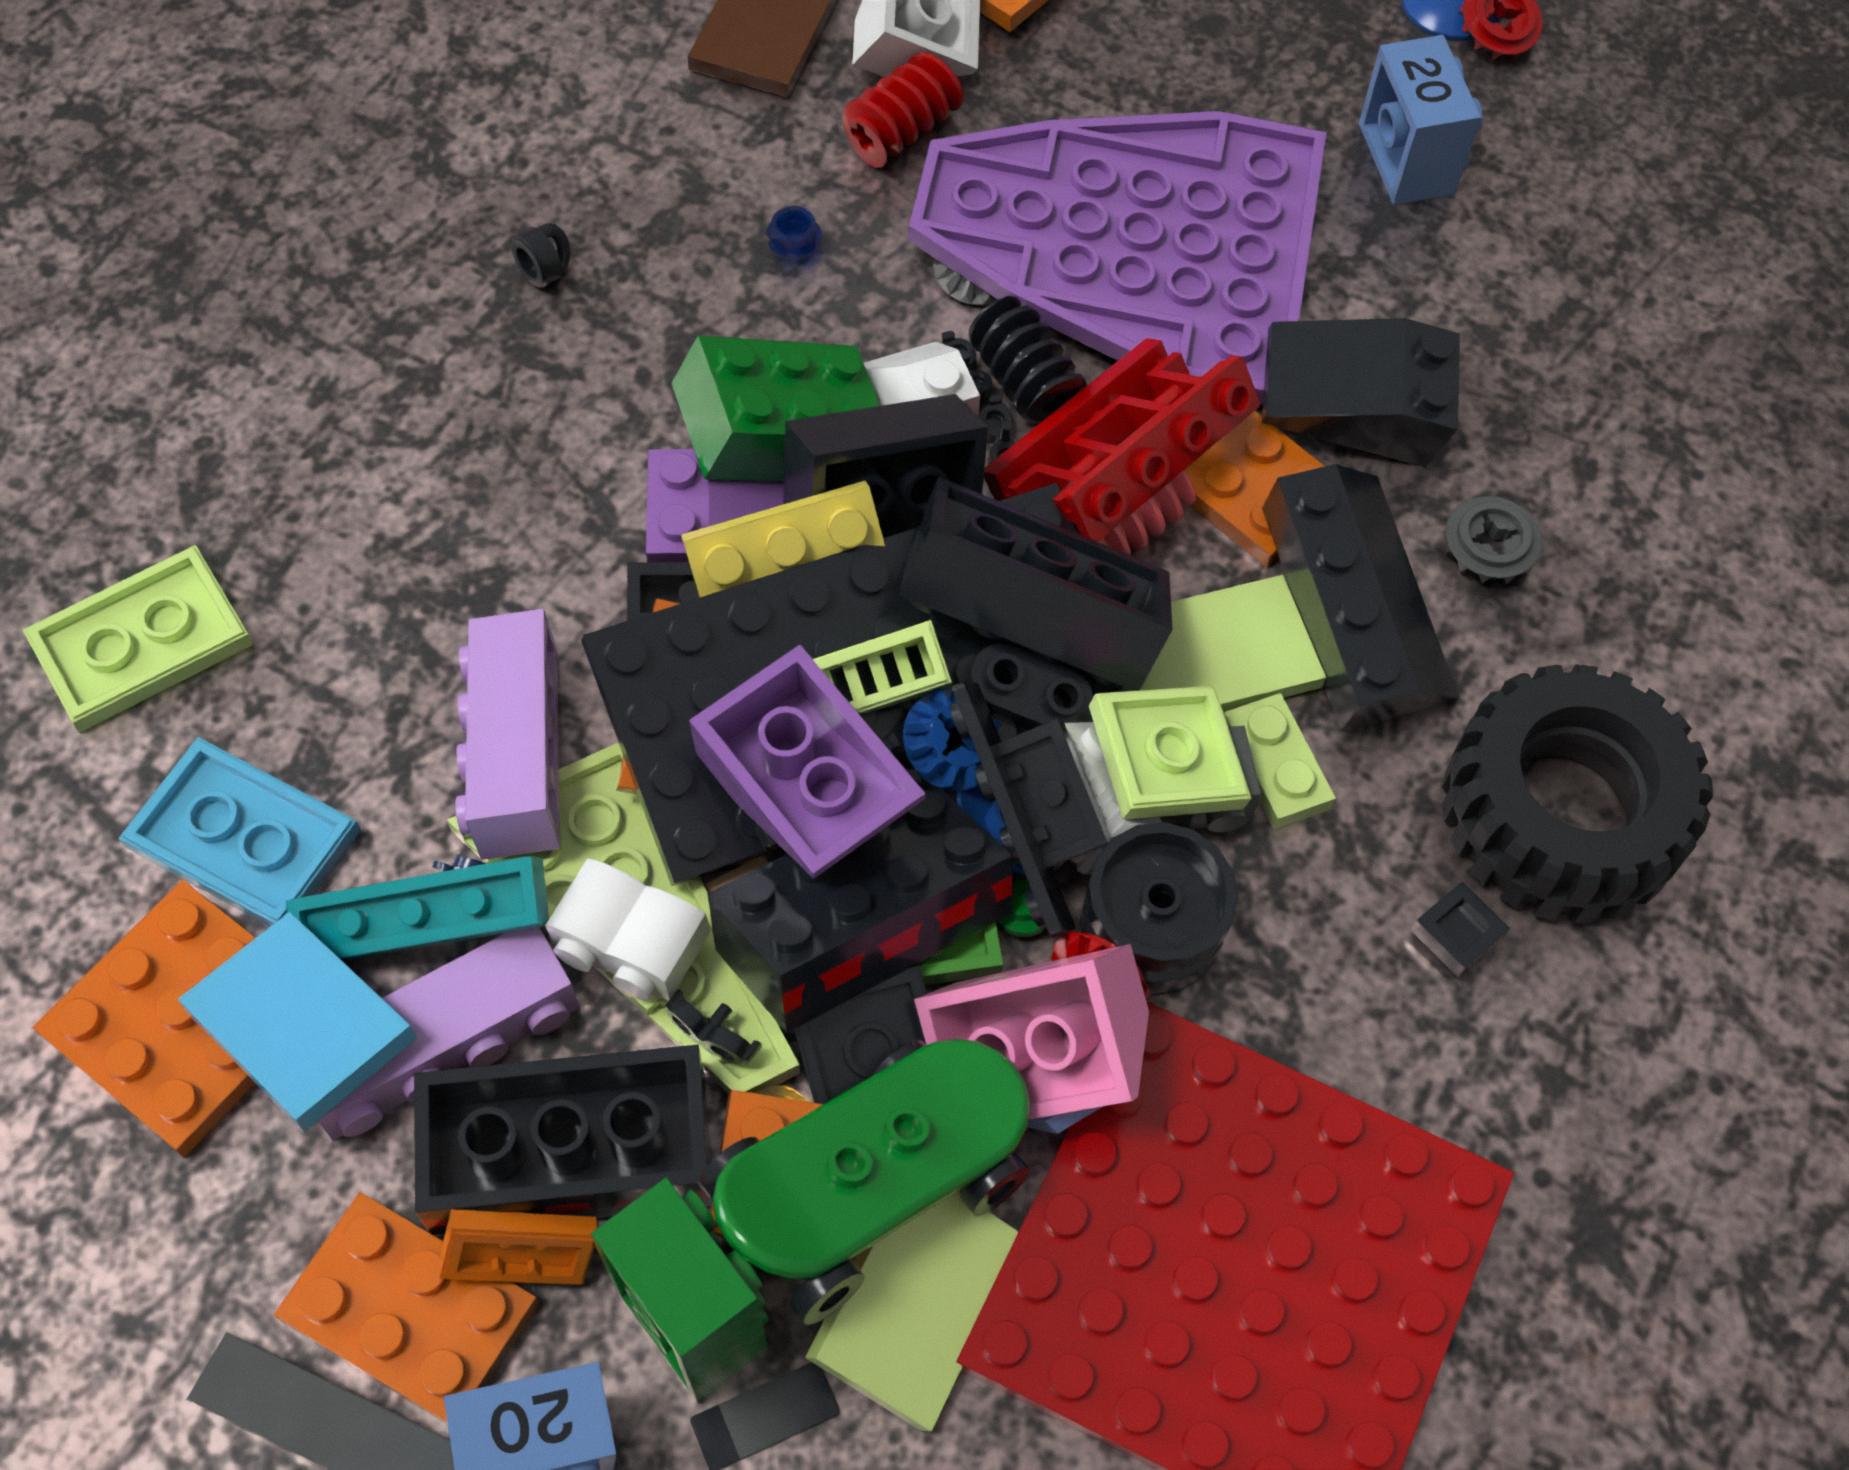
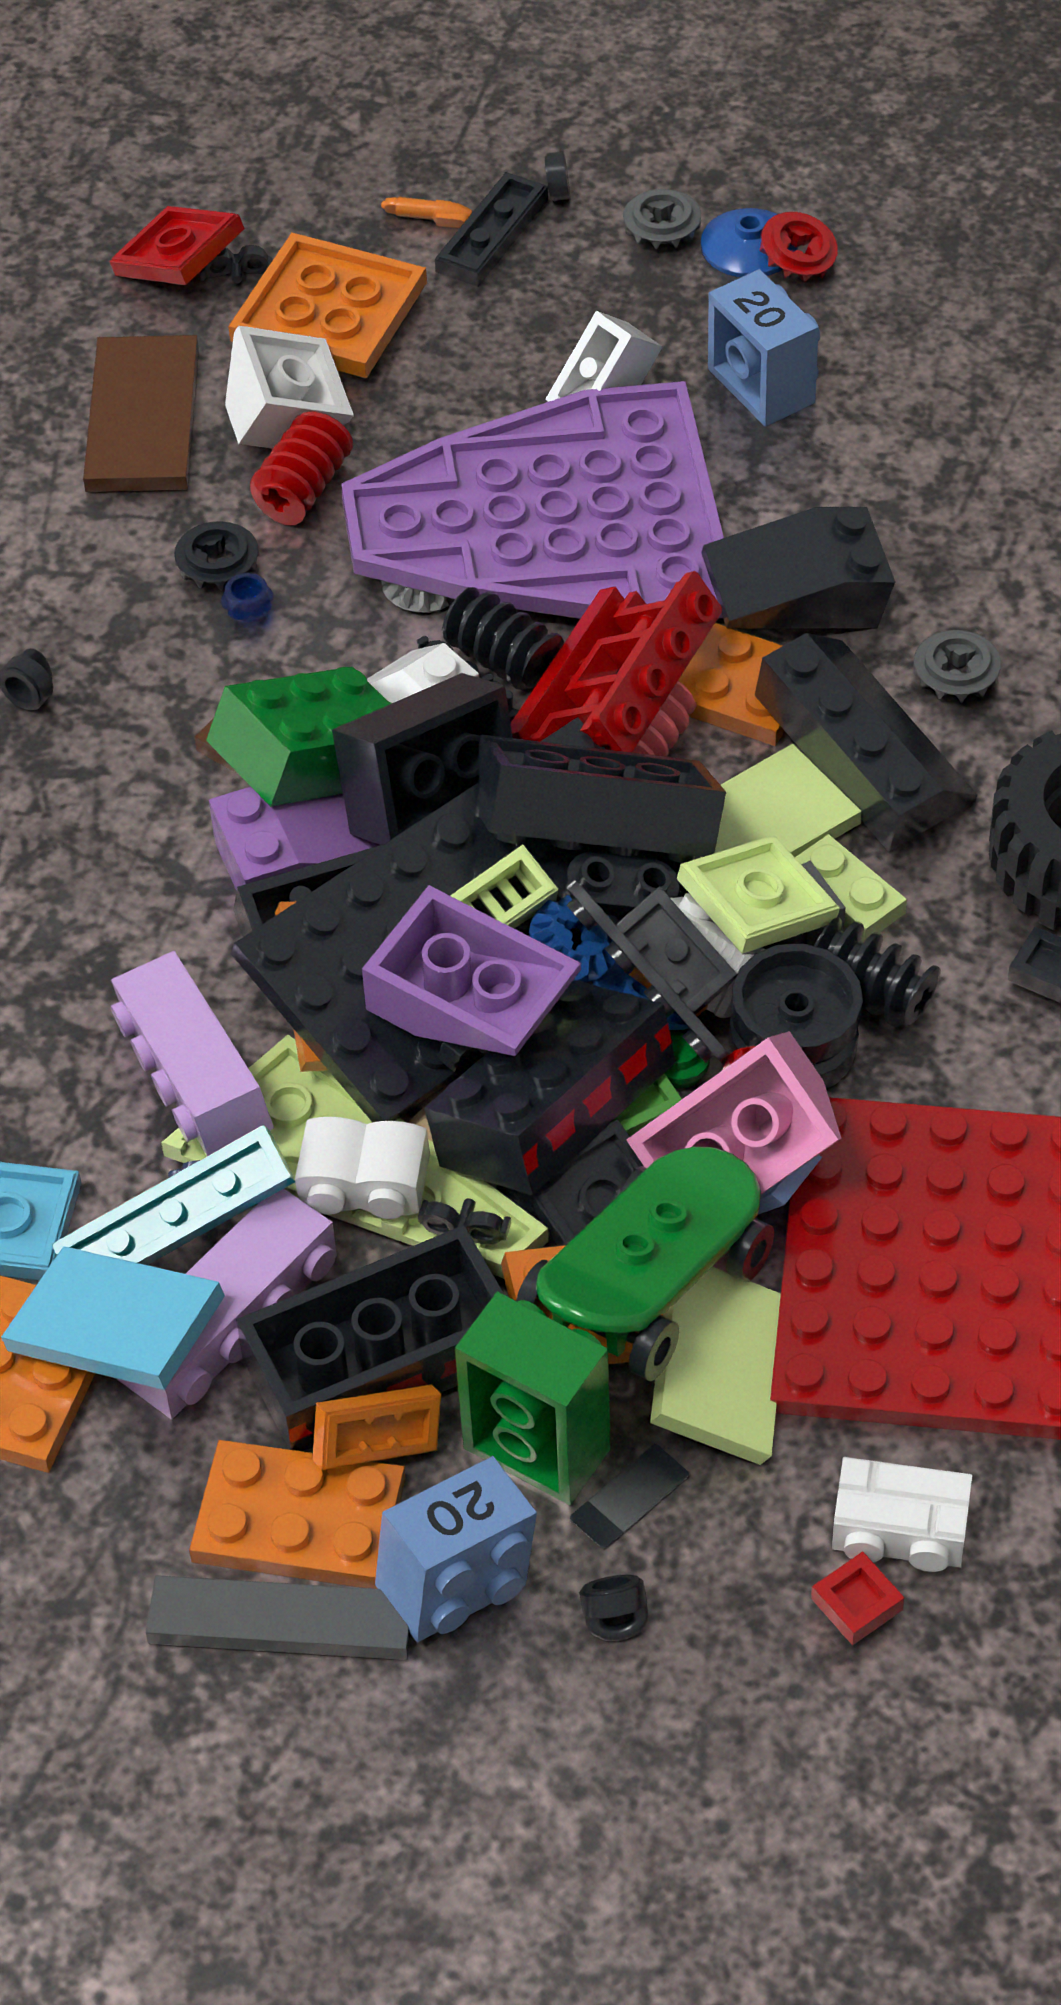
camera: 15 degrees left, 10 degrees down
(782, 537) = (366, 823): light yellow plate -> none
(783, 159) = (207, 542): none -> black gear
(1256, 82) = (606, 357): none -> white slope
(1267, 882) = (884, 983): none -> black piece

